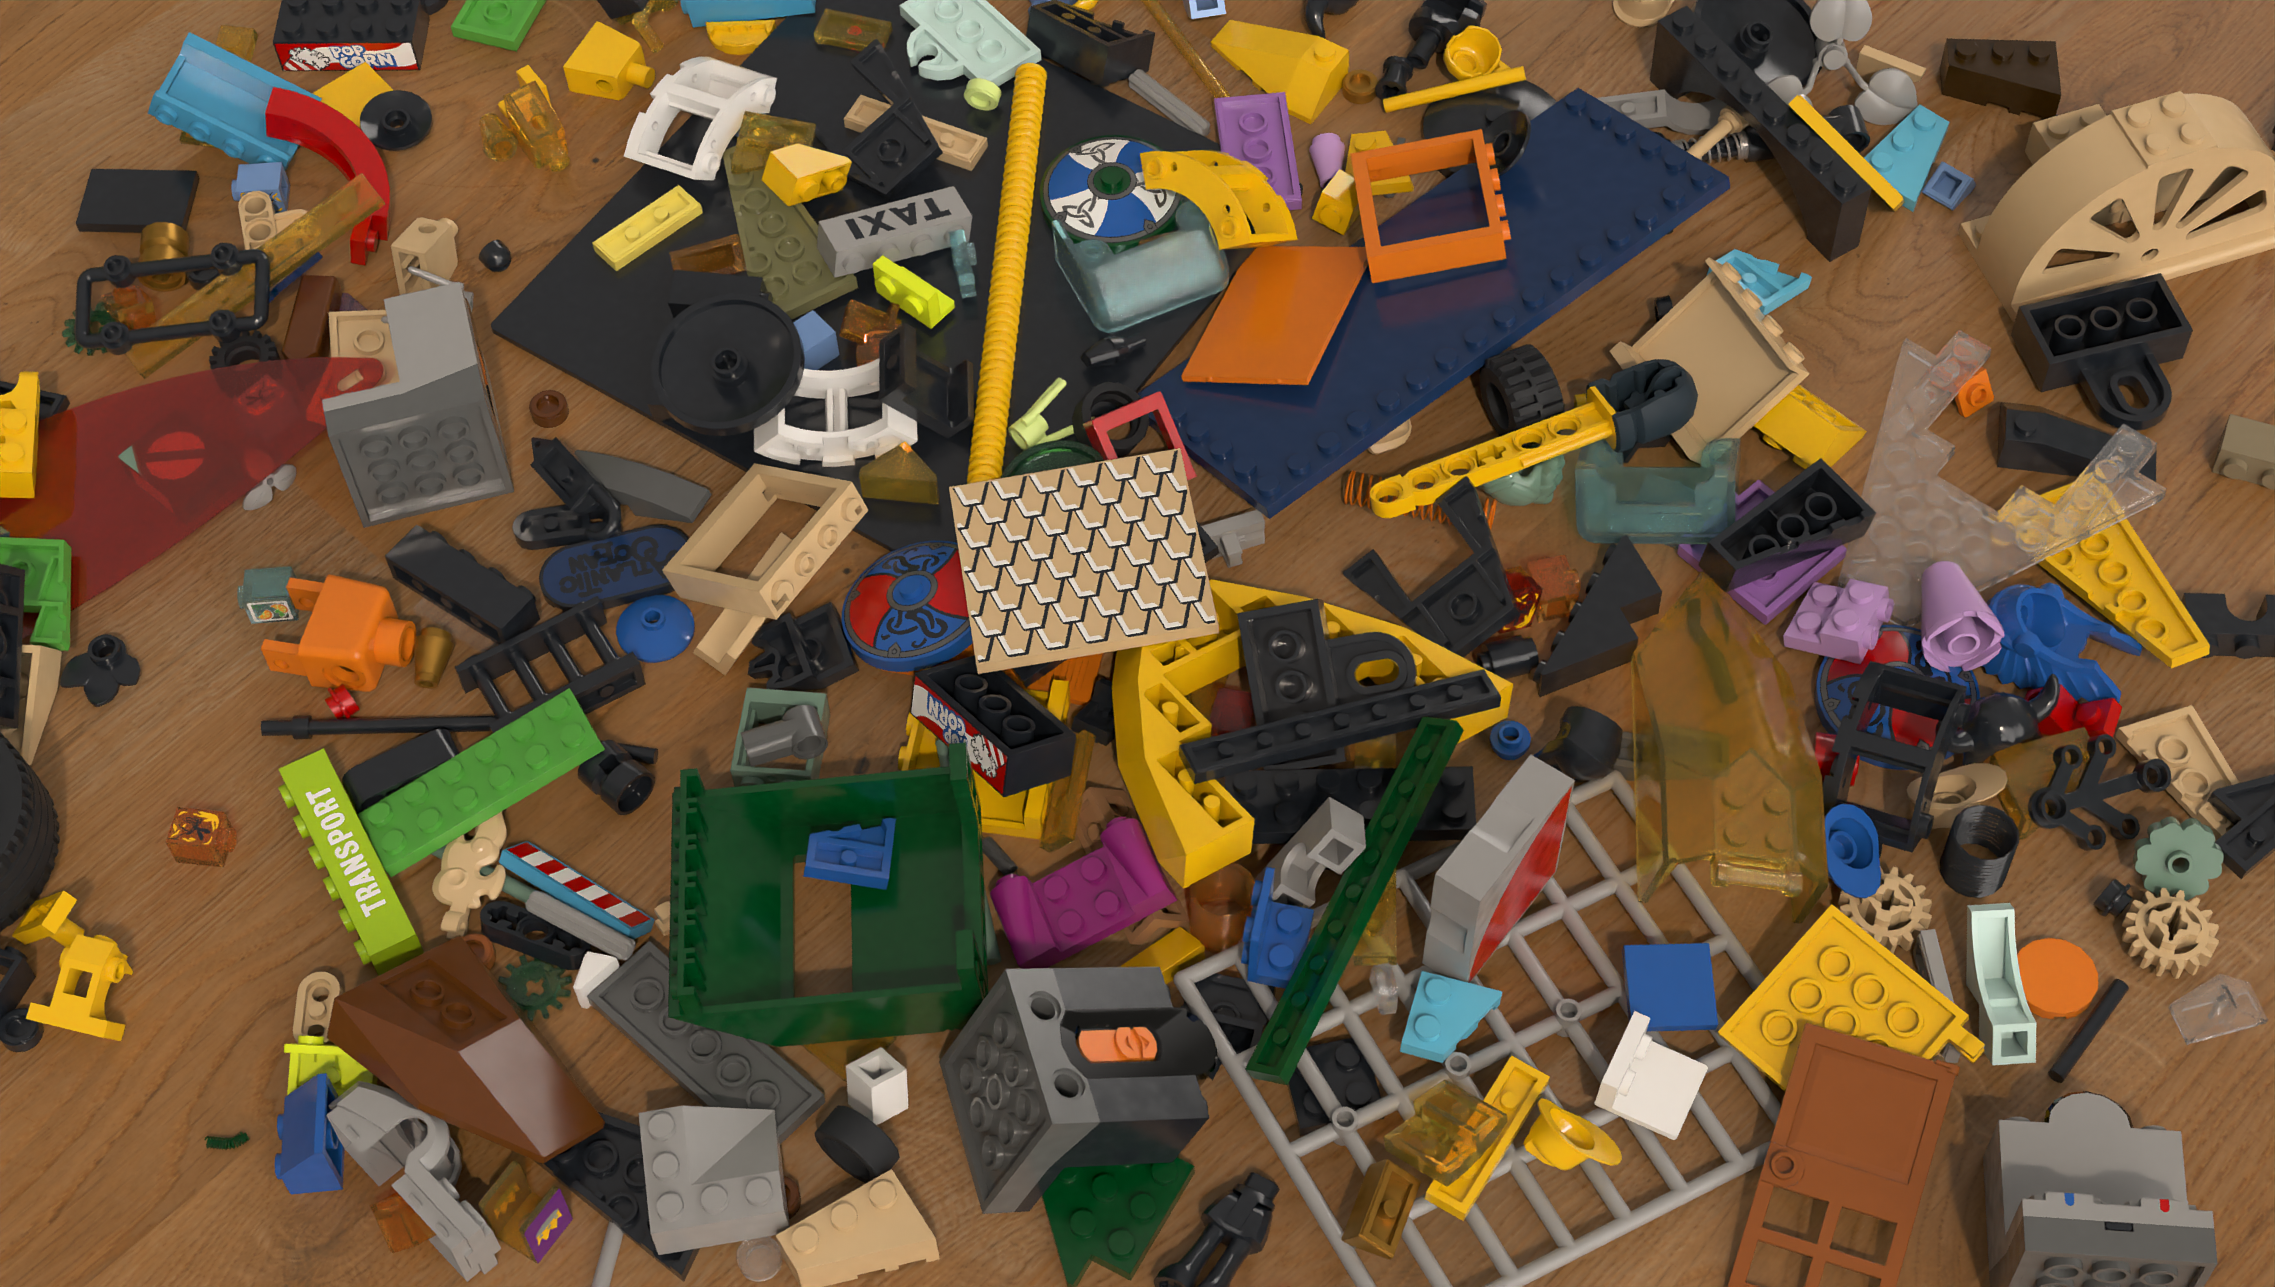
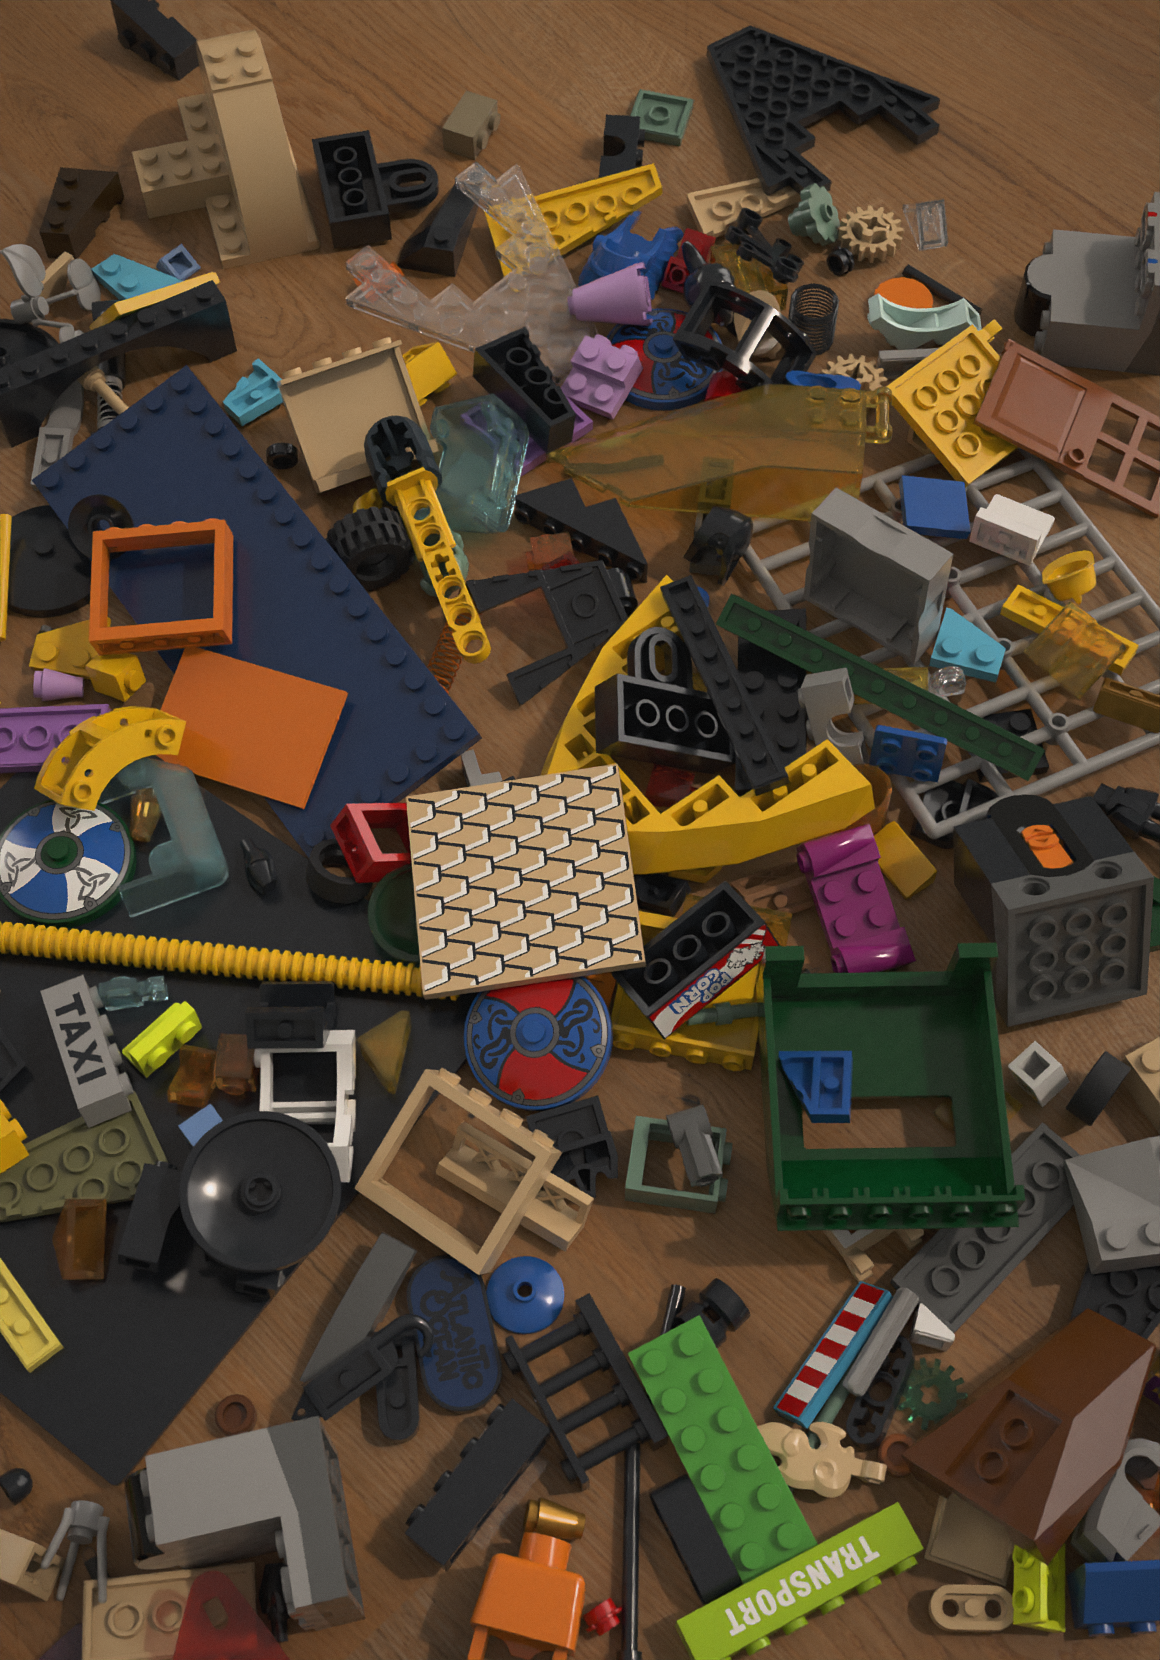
camera: 90 degrees left, 5 degrees up
(1031, 427) = (343, 936): yellowish green plant -> none

